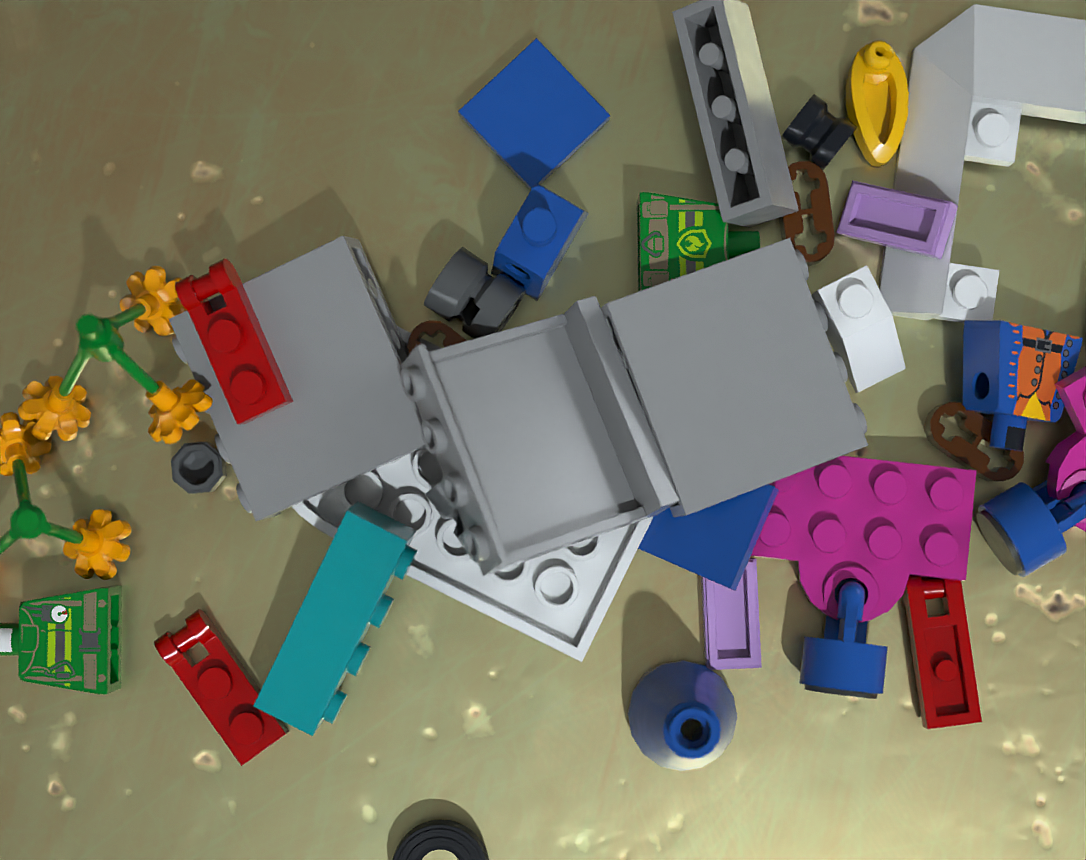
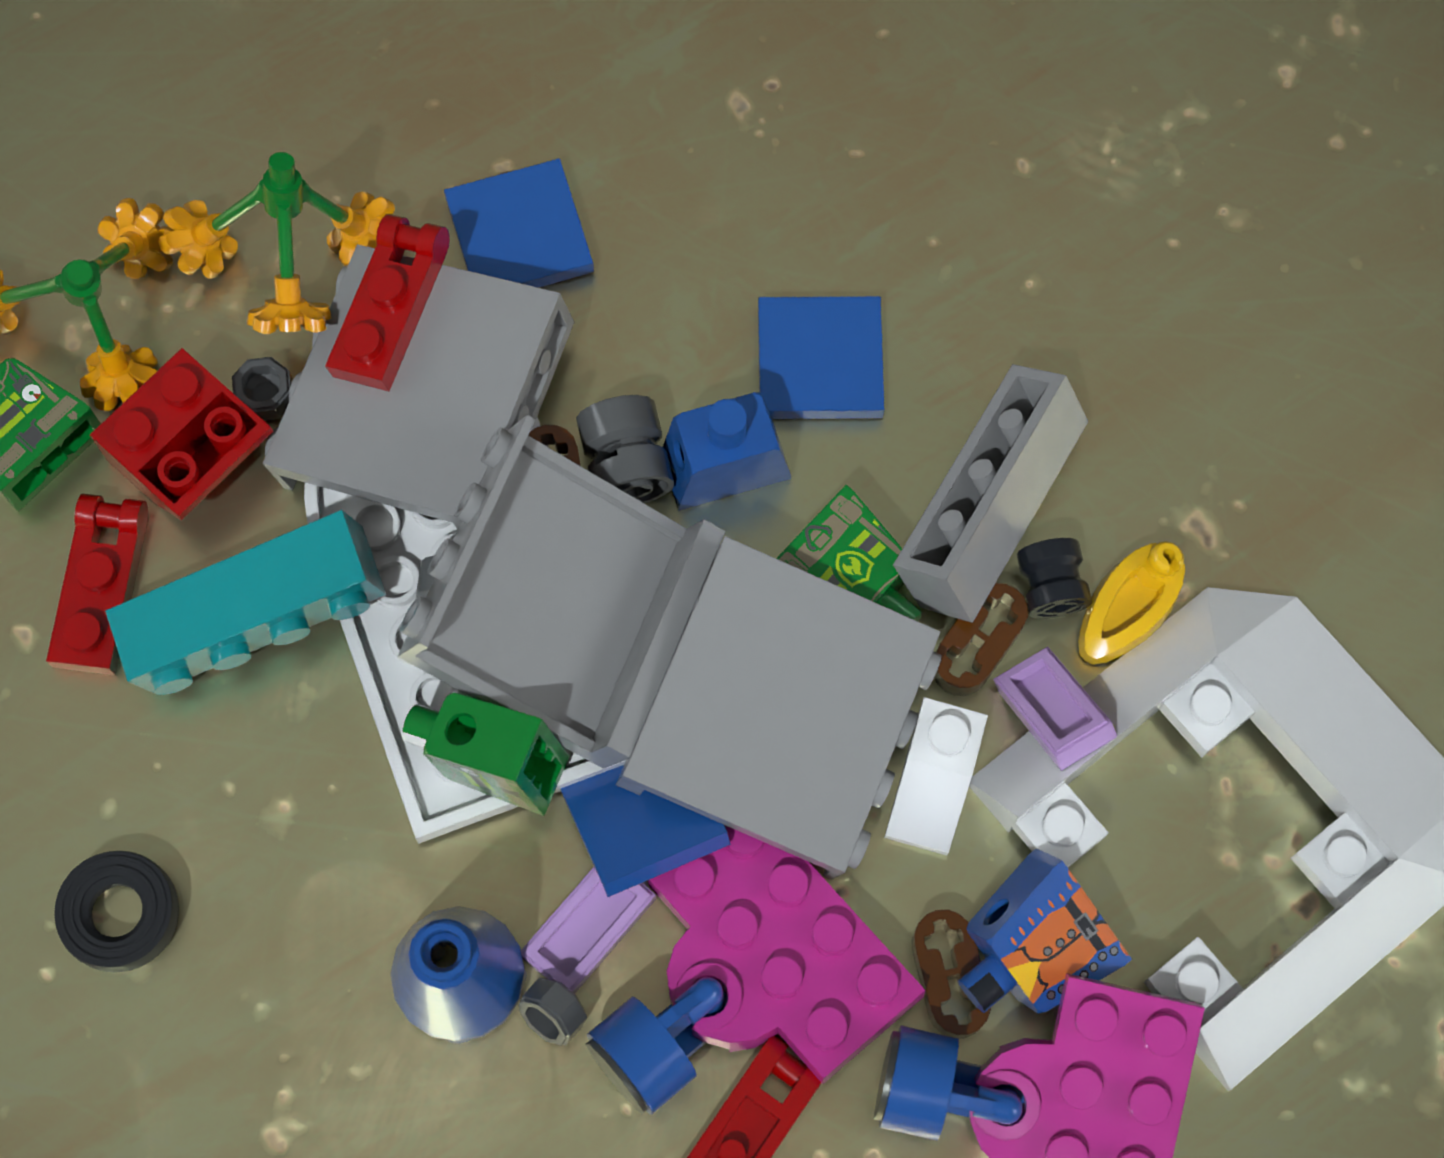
camera: 40 degrees right, 15 degrees down
(184, 551) = (180, 435): none -> red slope
(256, 205) = (521, 226): none -> blue tile
(603, 568) = (490, 749): none -> green torso
(762, 686) = (552, 1011): none -> dark grey tile

